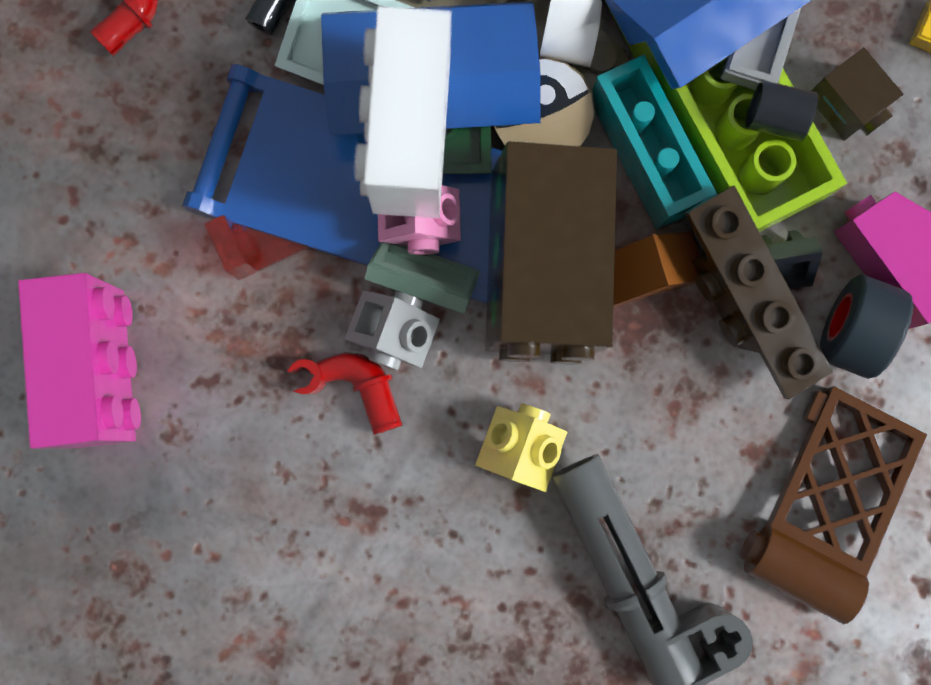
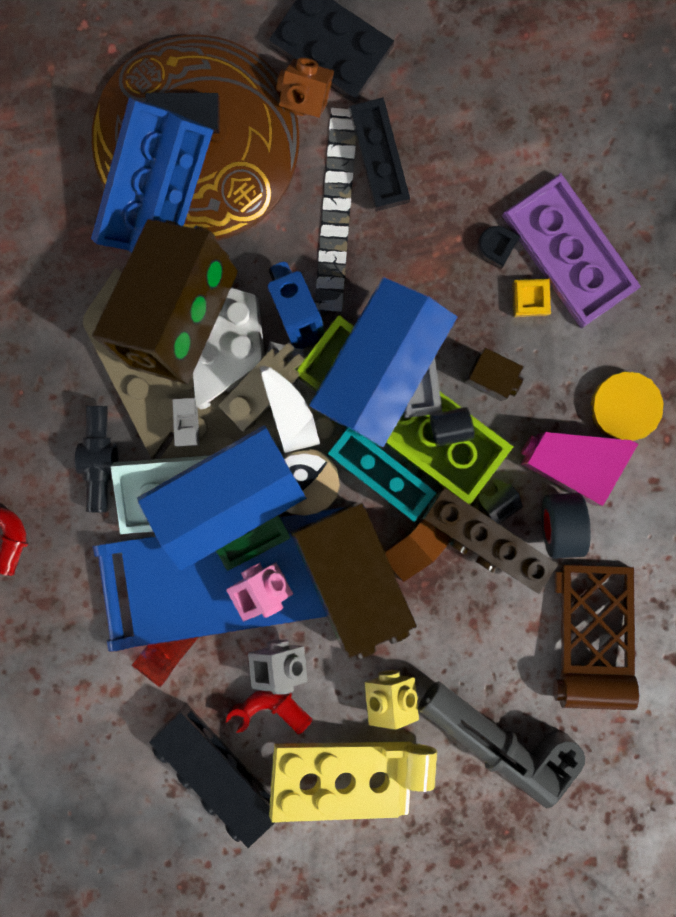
camera: 25 degrees left, 5 degrees up
(77, 362) = (99, 786): dark pink brick -> none
(237, 434) = (215, 775): none -> black brick
(405, 111) = (226, 559): white brick -> none
(423, 276) = (288, 625): sand green tile -> none
(490, 541) = (405, 769): none -> light yellow hinge

